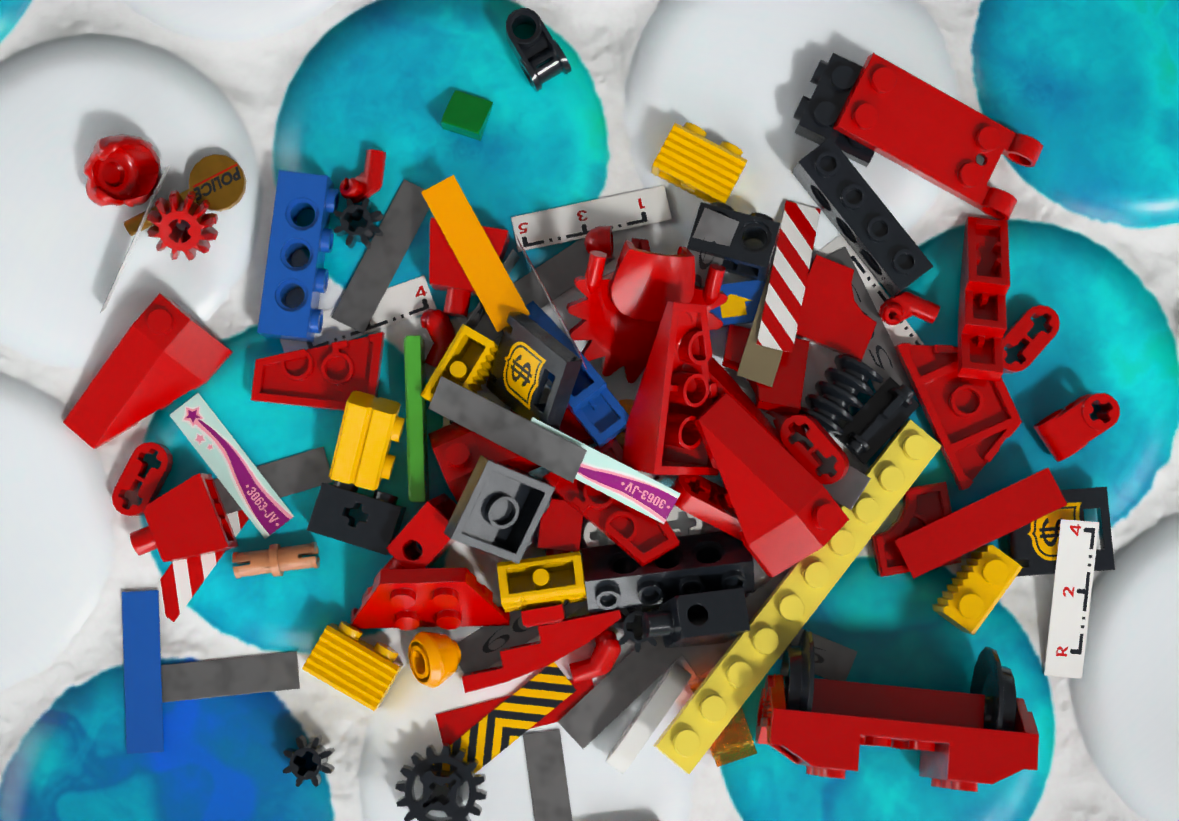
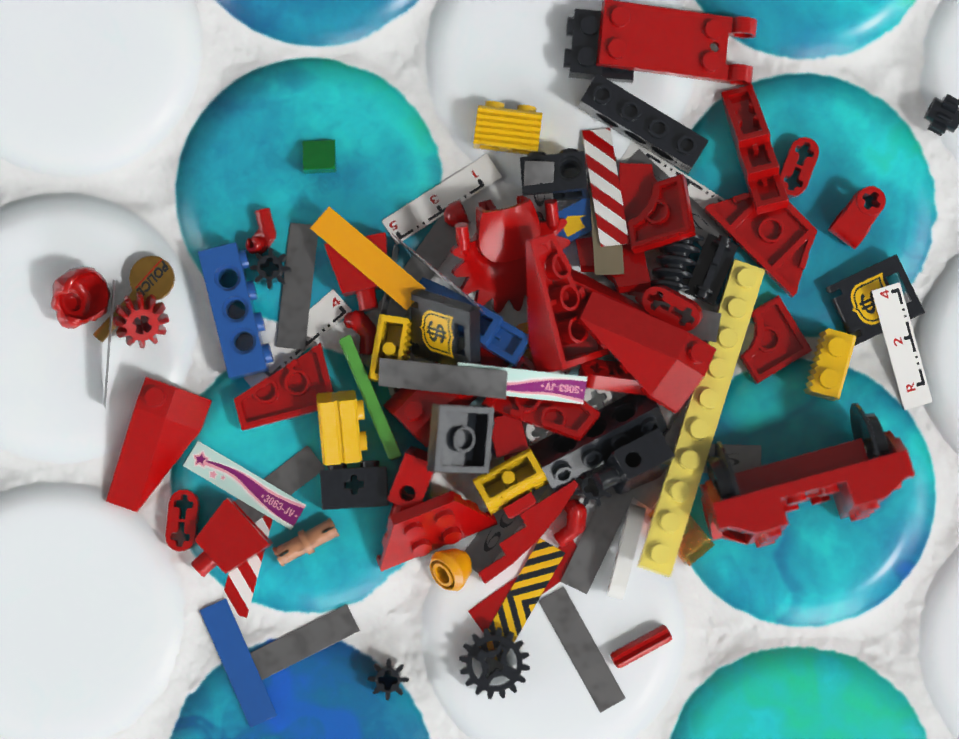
camera: 25 degrees left, 0 degrees up
(353, 664) = (394, 596): yellow brick -> none
(538, 55) = (354, 89): black piece -> none
(846, 339) = (665, 217): none -> red tile
(907, 305) = (701, 174): red arm -> none
(980, 522) = (814, 315): red slope -> none

